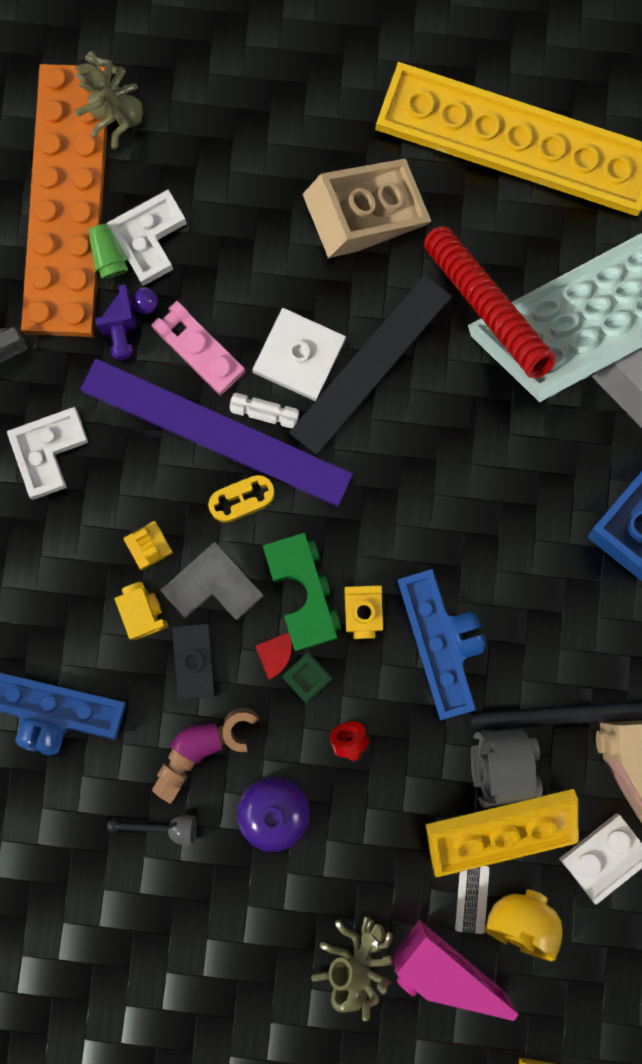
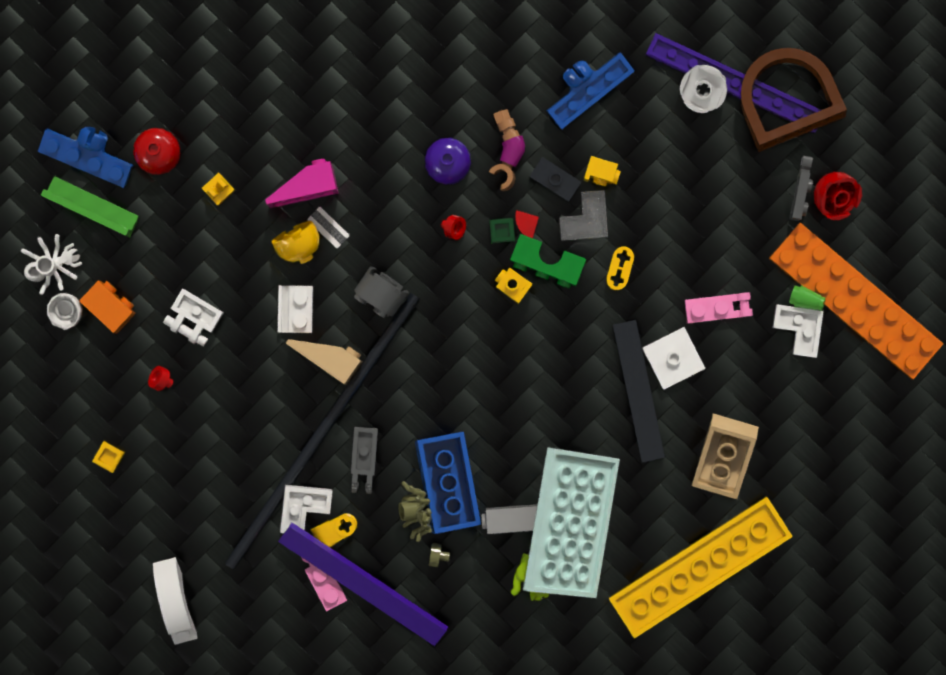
camera: 135 degrees right, 5 degrees up
(37, 446) = (730, 184): white plate -> none
(107, 99) = (889, 363): olive animal -> none
(121, 317) = (767, 281): dark purple piece -> none
(148, 545) = (633, 202): yellow tile -> none
(180, 829) = (476, 108): hinge -> none
(216, 432) = (665, 282): dark purple tile -> none
(264, 410) = (657, 316): white axle -> none
(353, 974) = (341, 139): olive animal -> none
(442, 643) = (466, 312): blue plate -> none
(490, 303) = (621, 470): red piece -> none
(503, 833) = (350, 266): yellow tile -> none

